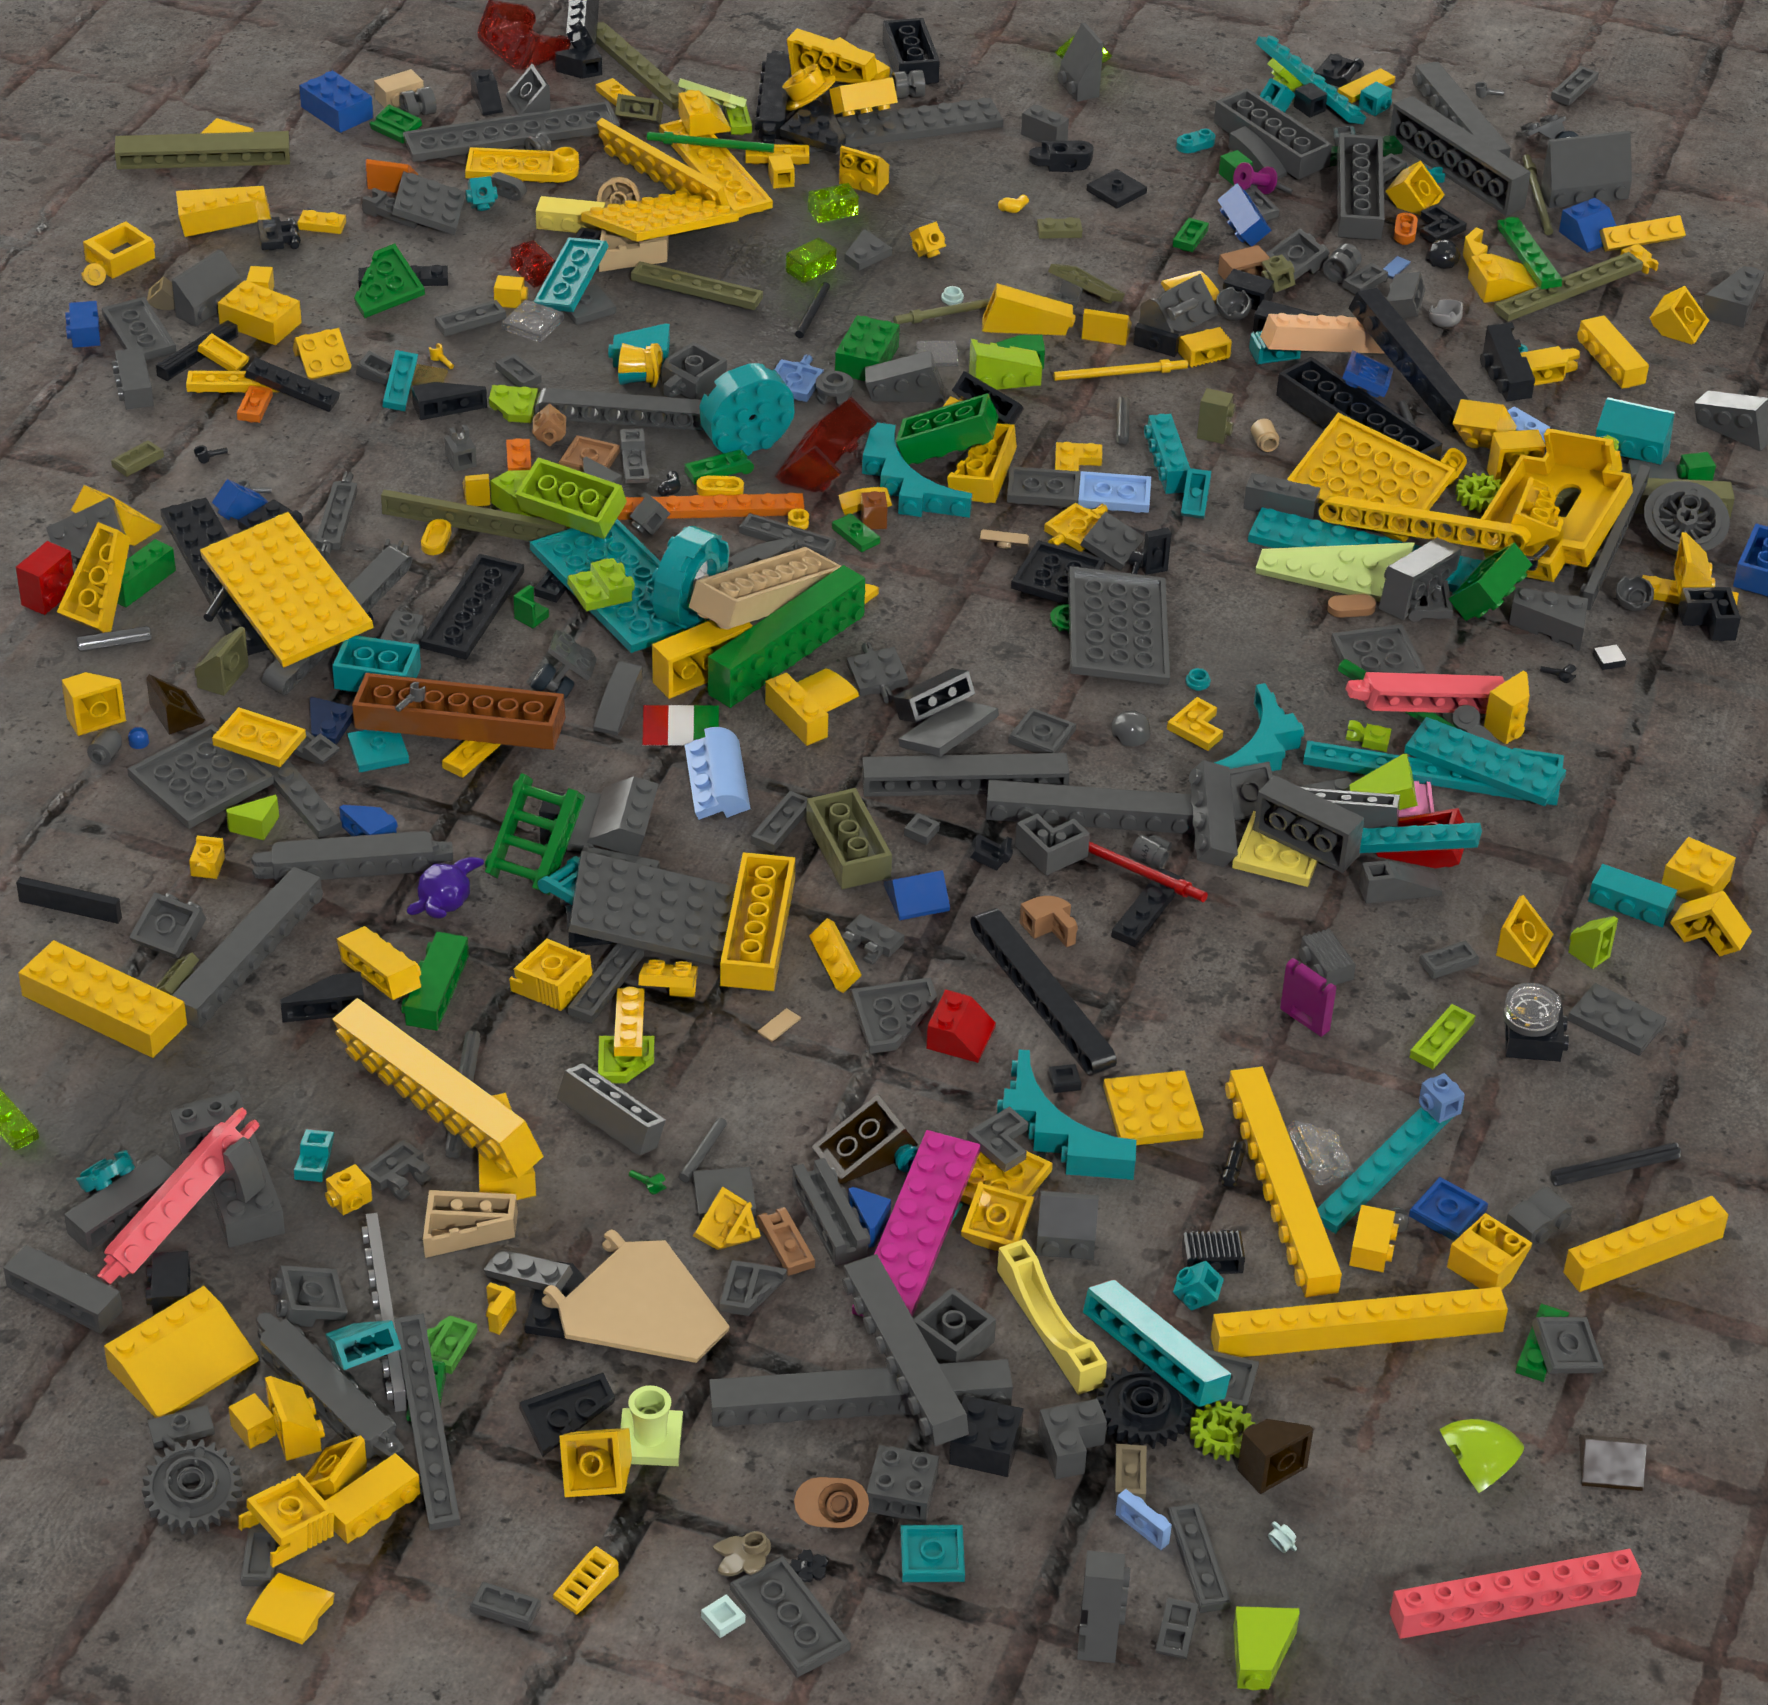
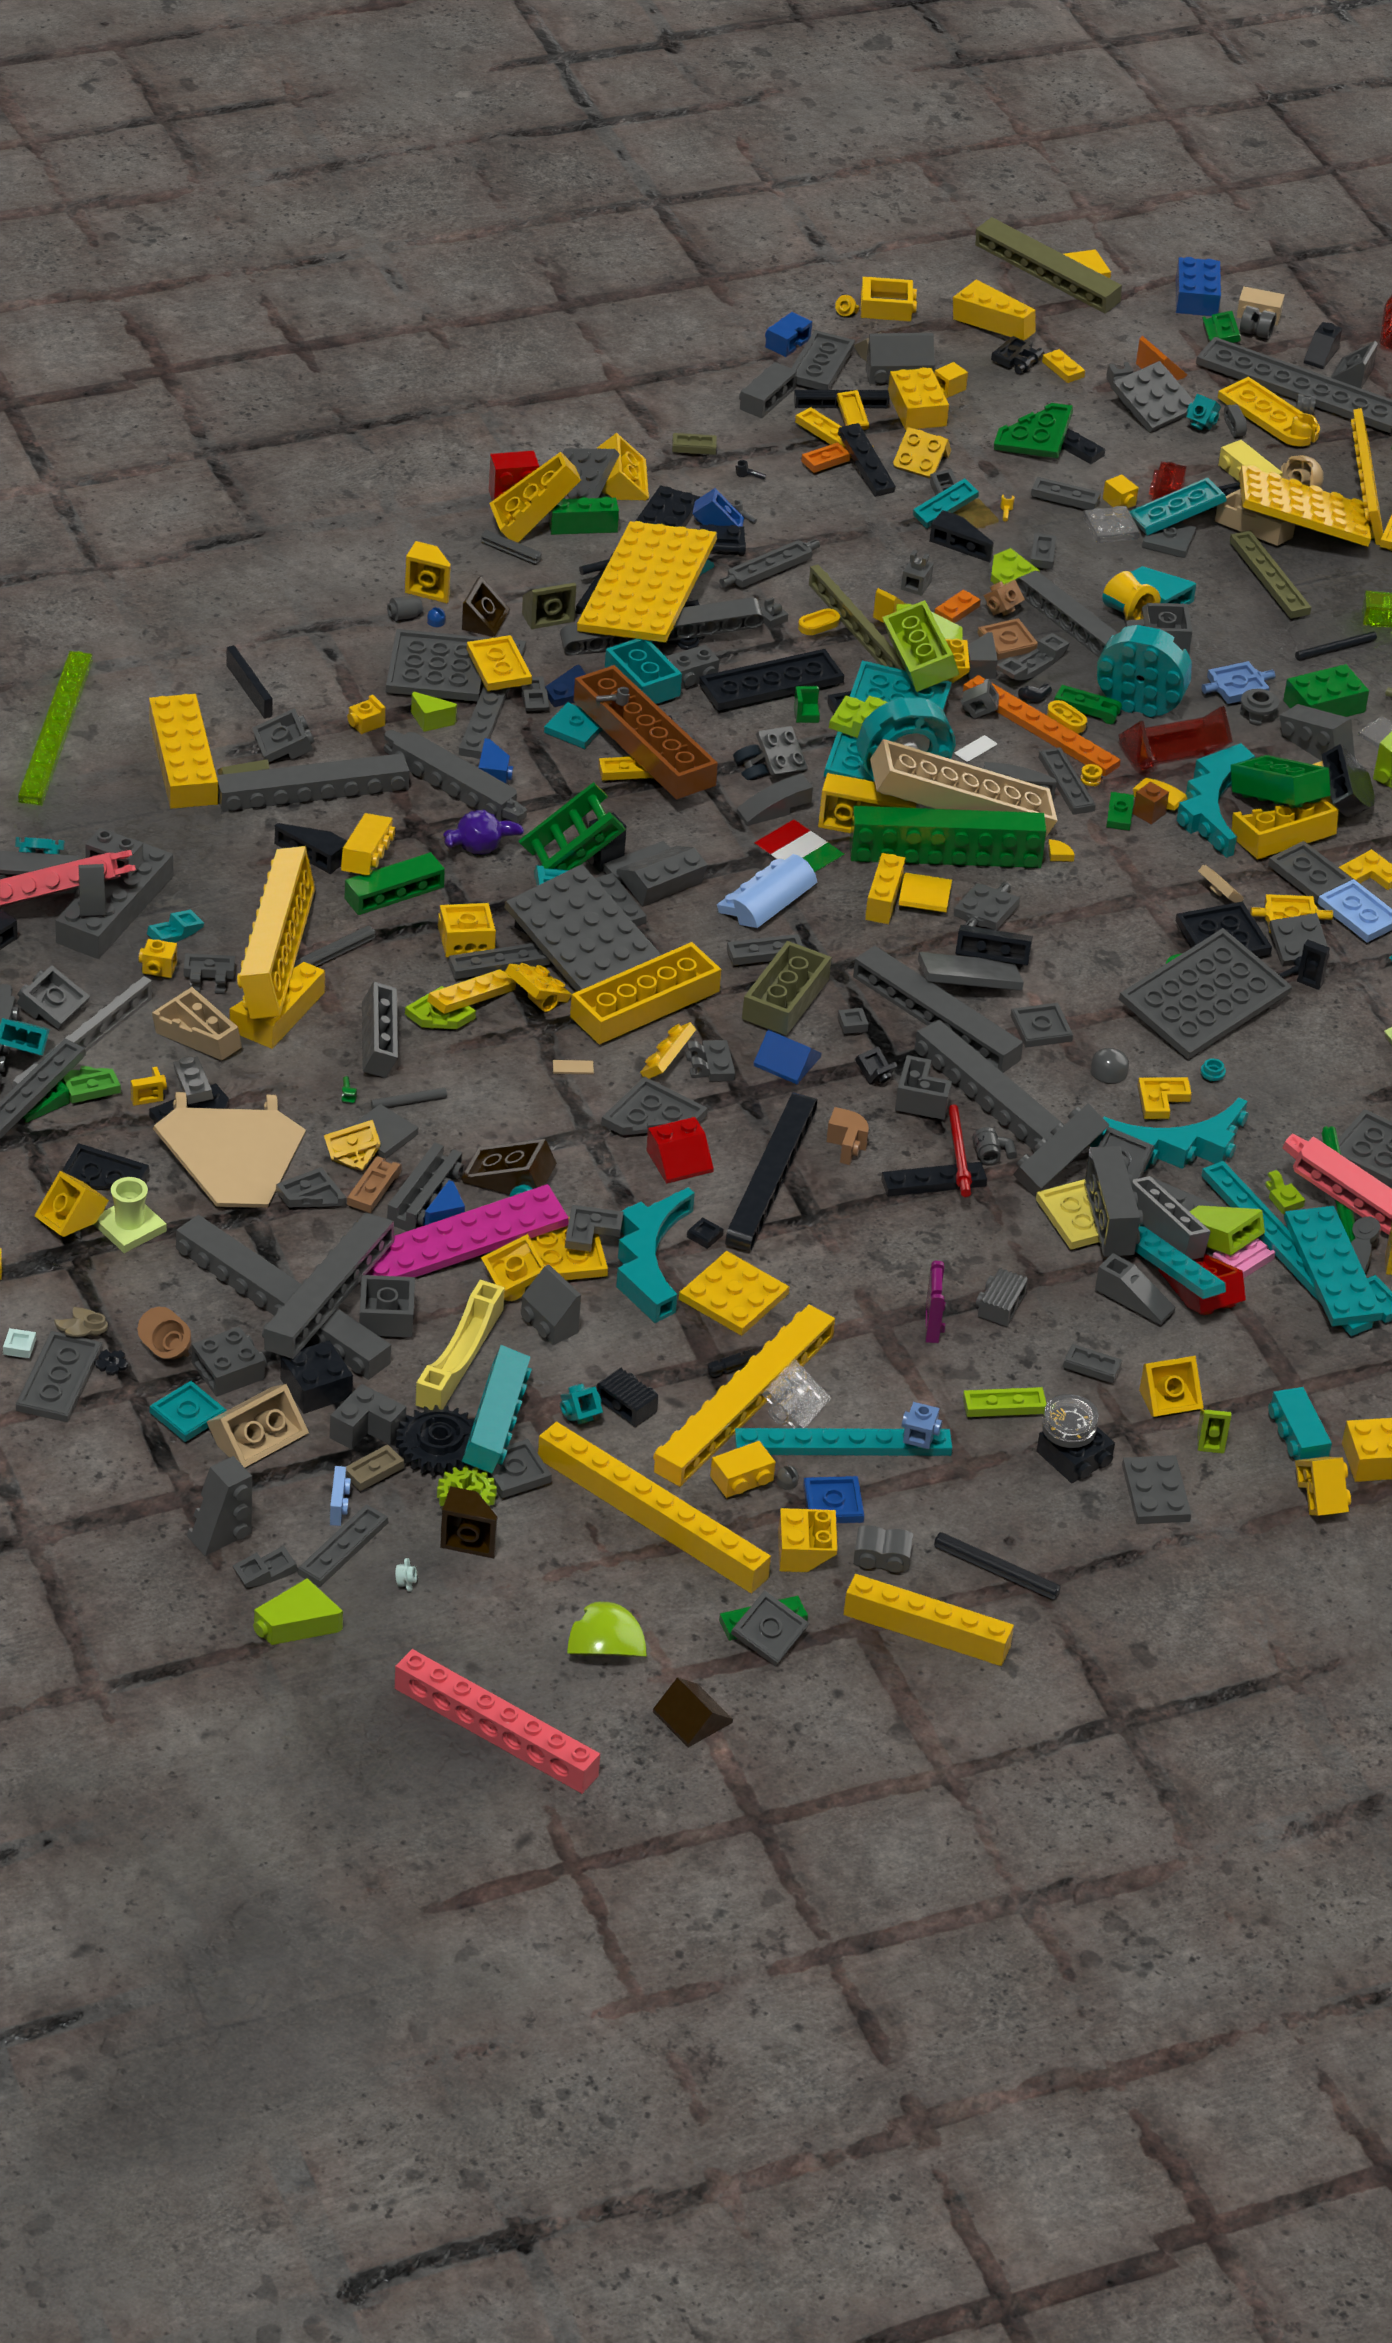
camera: 45 degrees right, 0 degrees up
(1002, 1516) = (258, 1425): none -> tan slope

